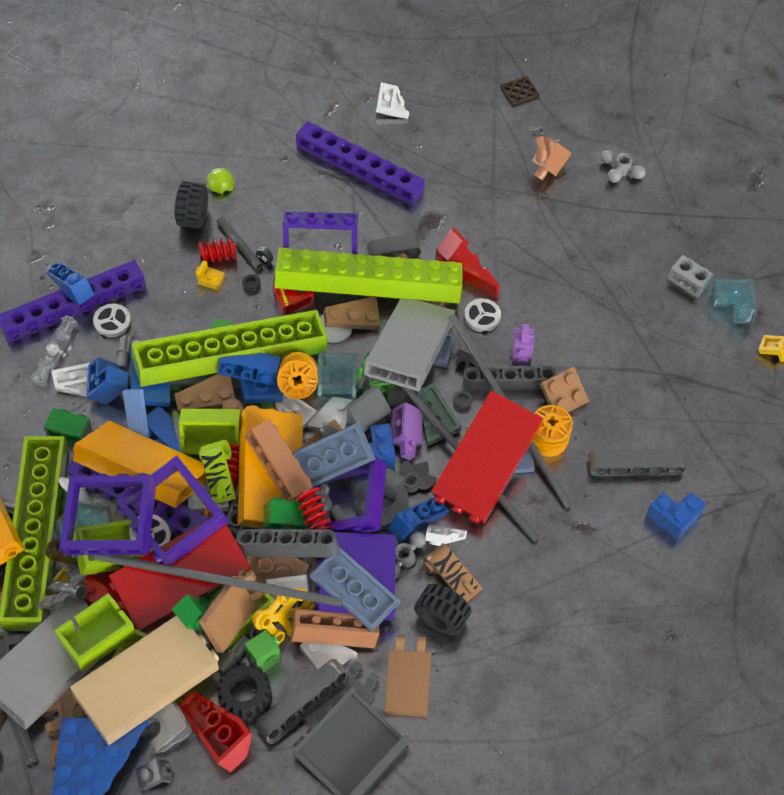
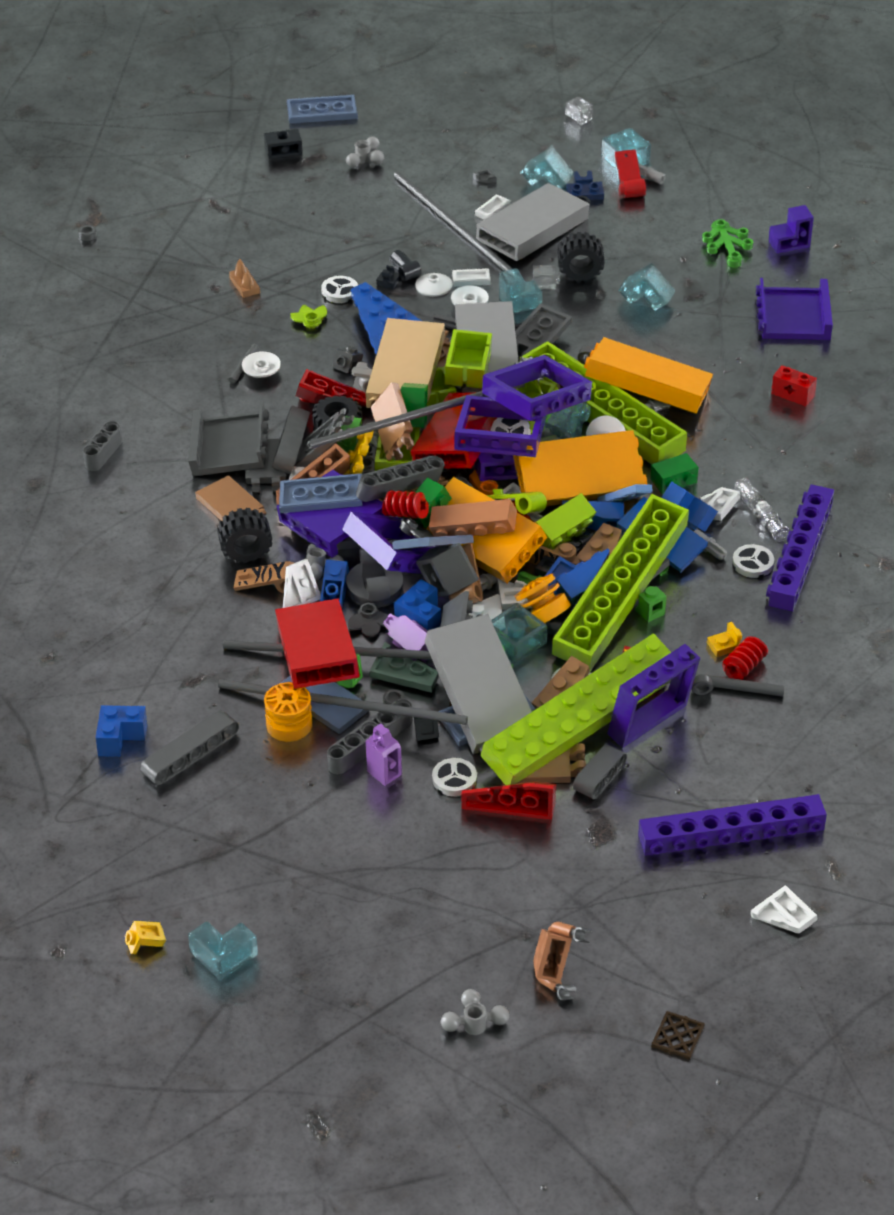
camera: 140 degrees right, 15 degrees down
(70, 282) = (809, 536): blue slope -> none
(191, 205) = (812, 662): black tyre -> none
(220, 180) = (830, 721): lime hair -> none
(288, 657) = (331, 426): none -> dark grey tile
(565, 390) = (308, 752): medium nougat plate -> none
(690, 276) = (290, 946): light grey brick -> none

